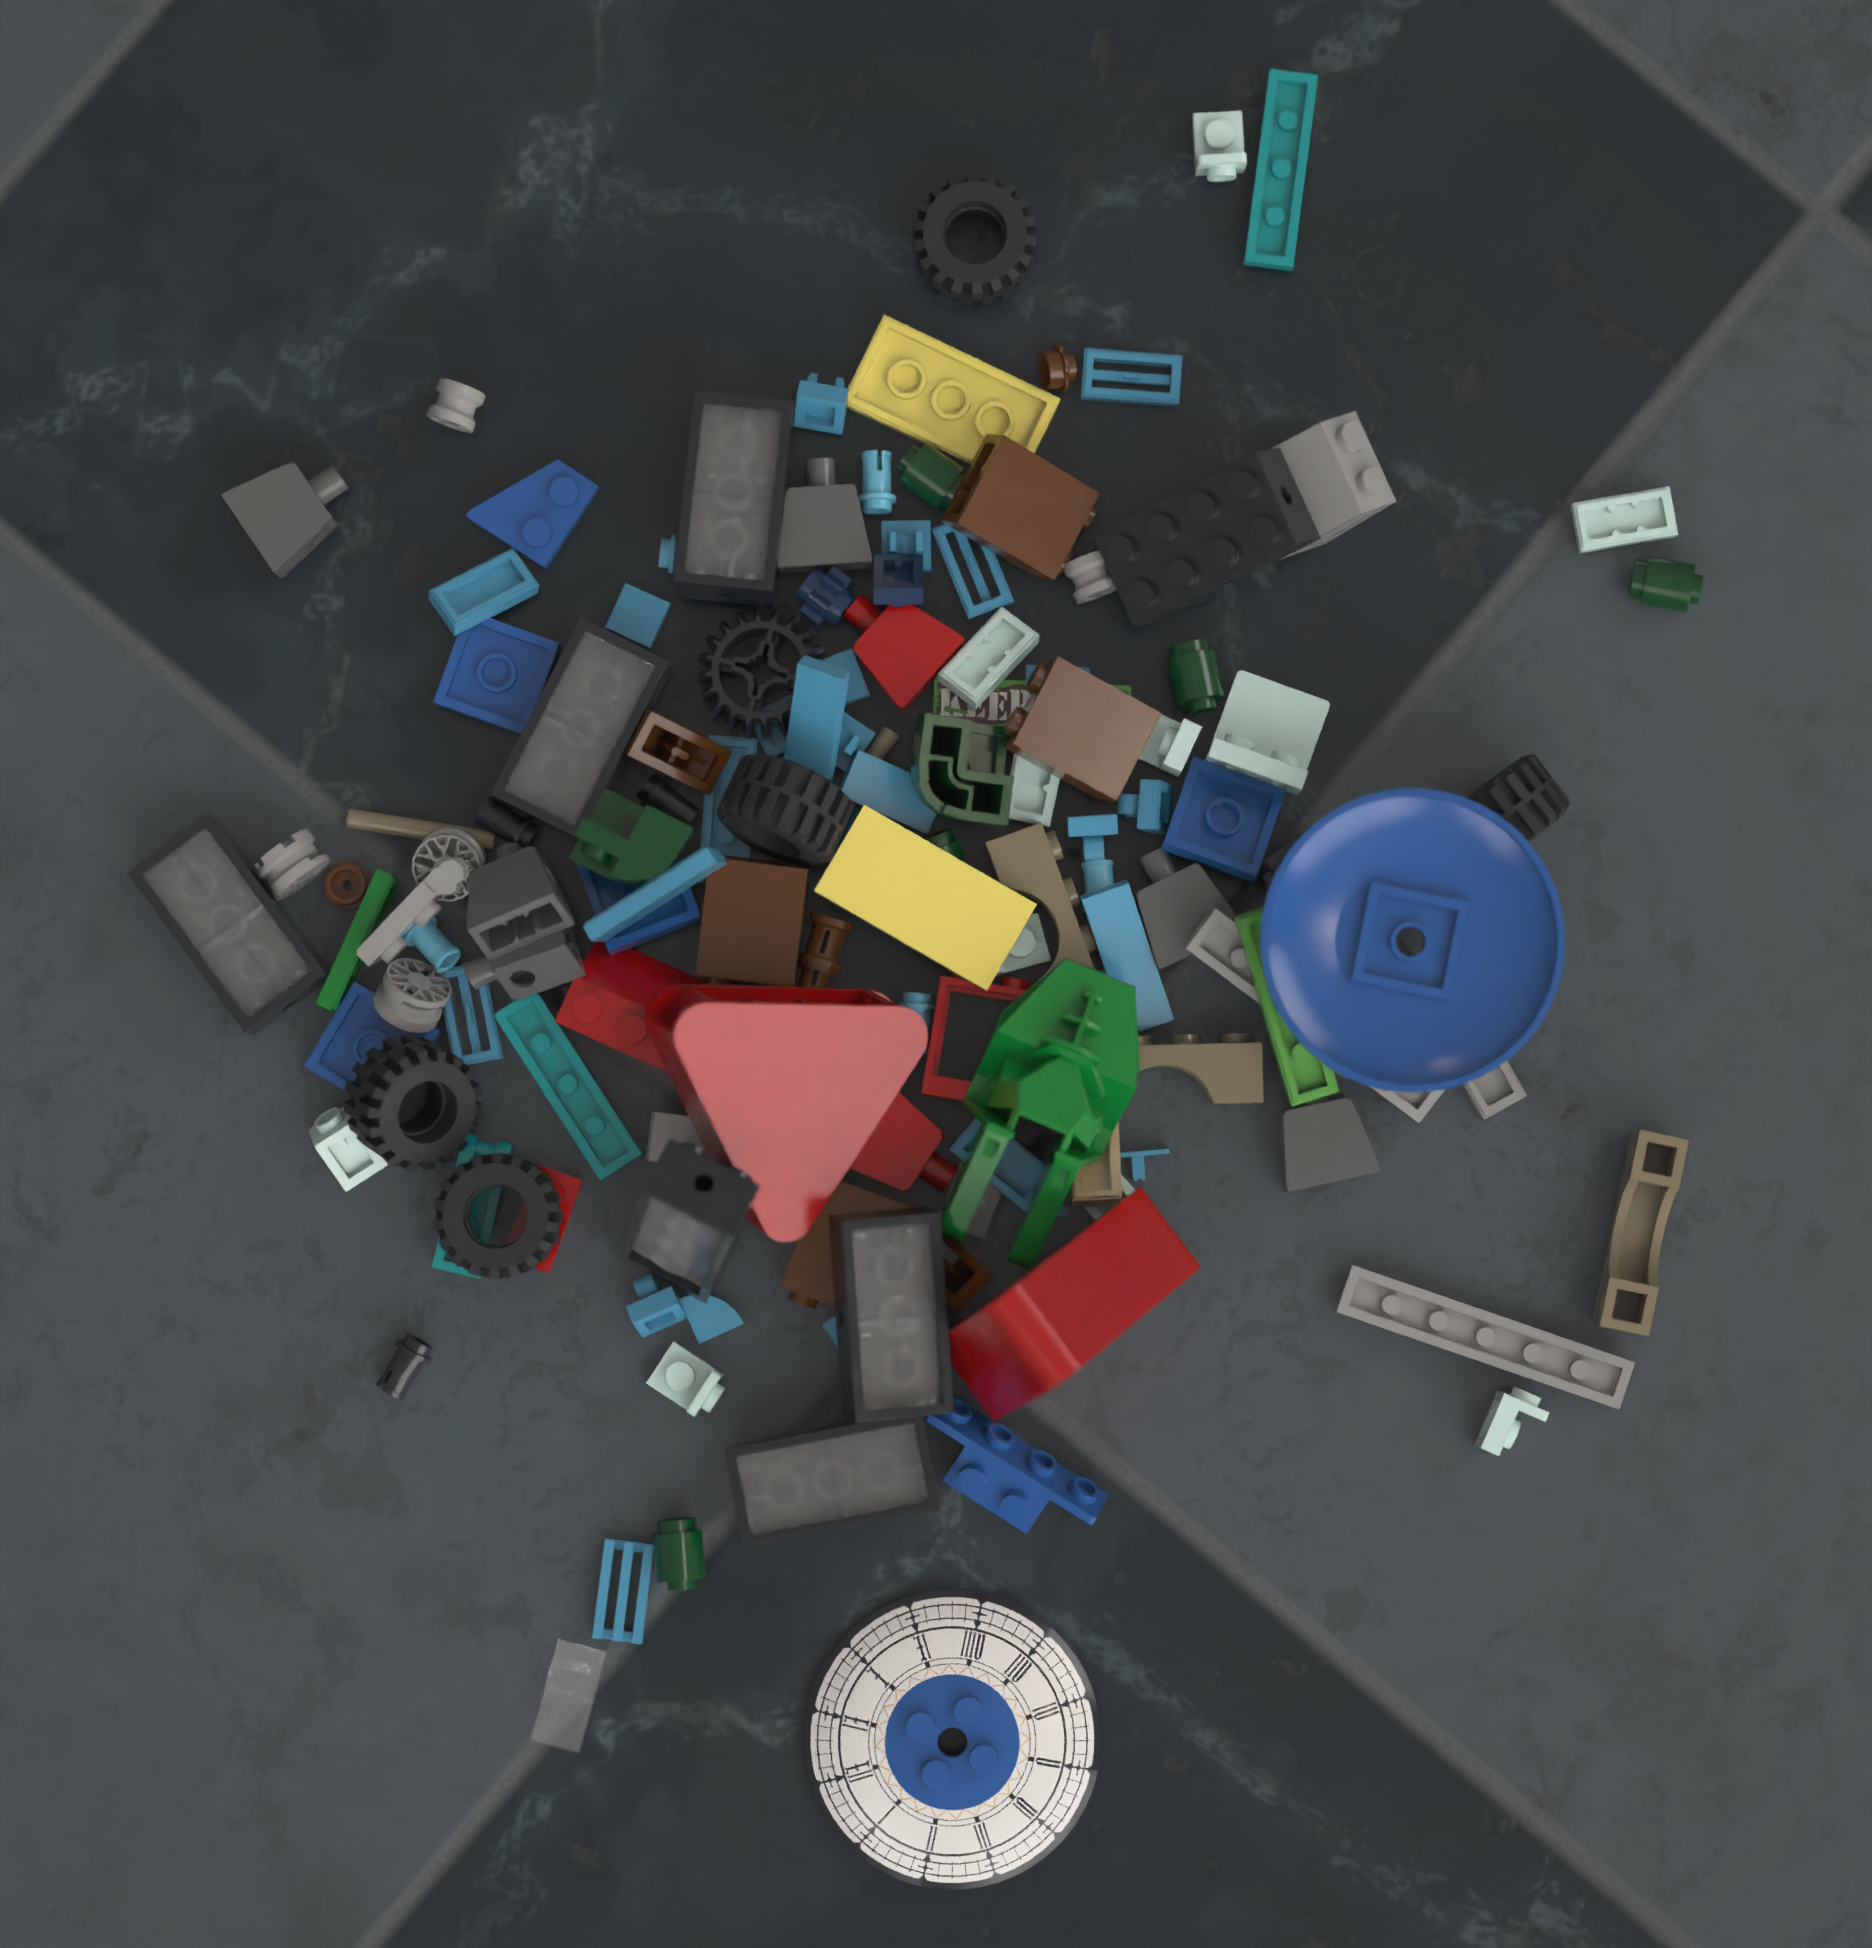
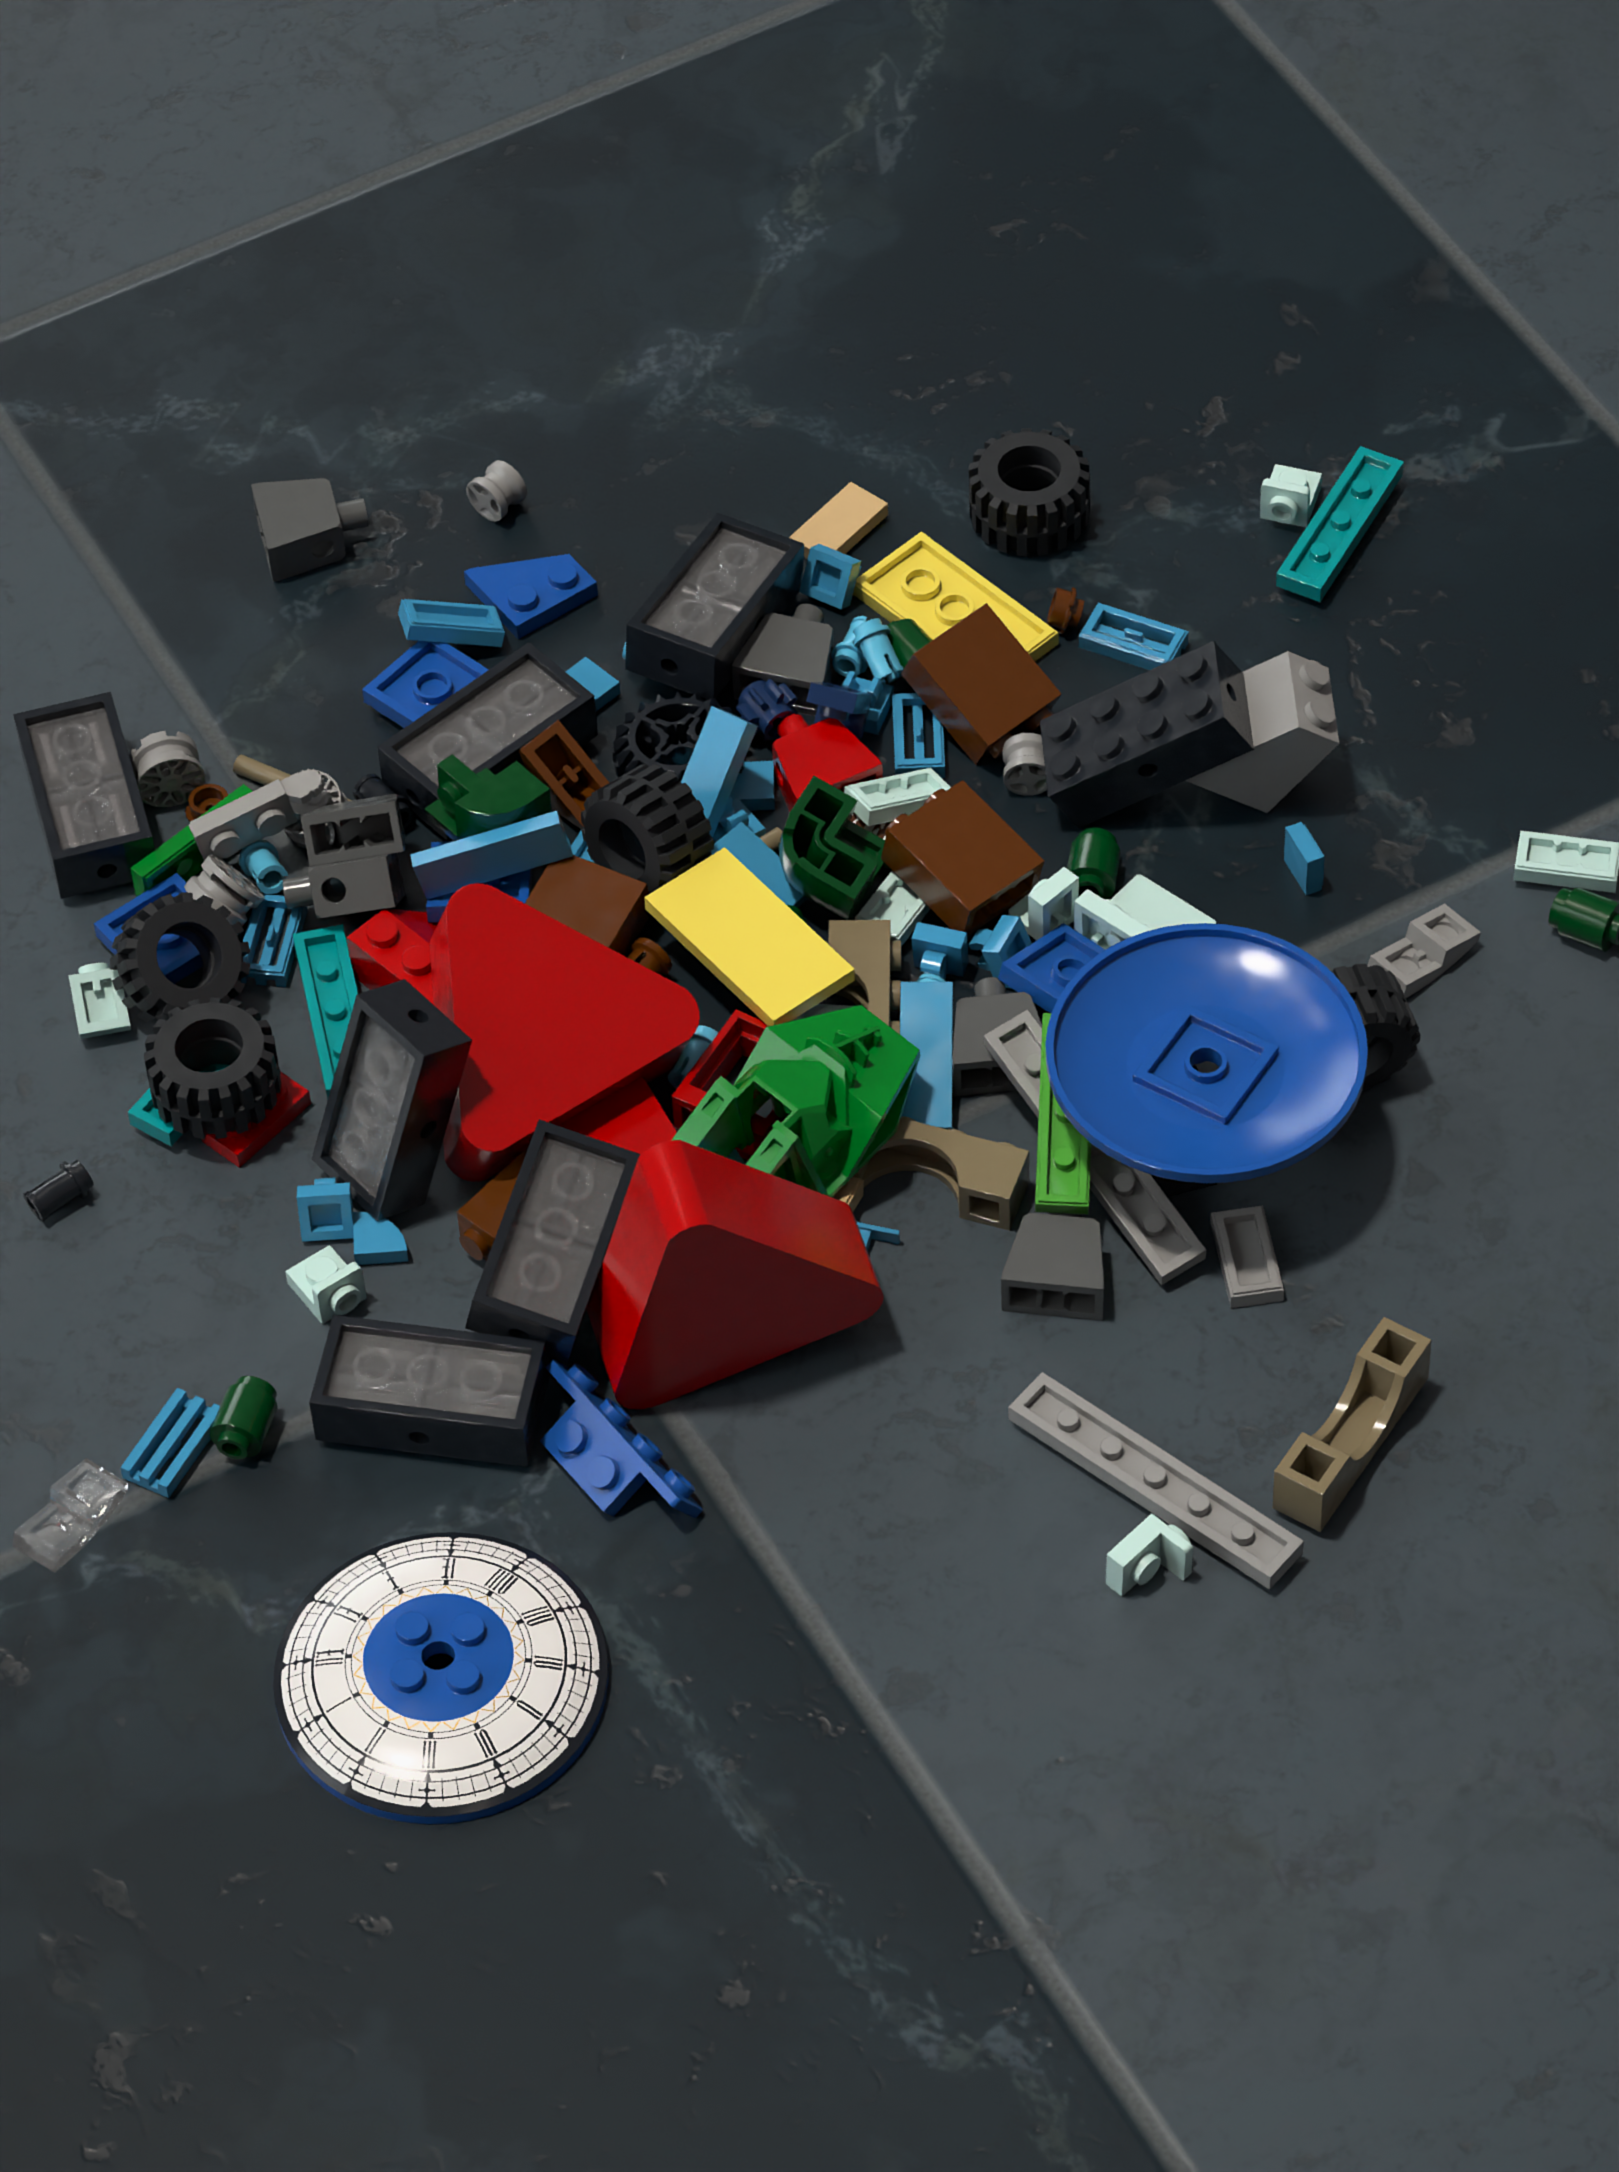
camera: 20 degrees right, 35 degrees down
(800, 329) = (842, 520): none -> tan tile
(908, 499) = (878, 650): none -> medium azure pin
(1385, 602) = (1304, 858): none -> dark azure tile
(1525, 667) = (1428, 950): none -> light grey slope

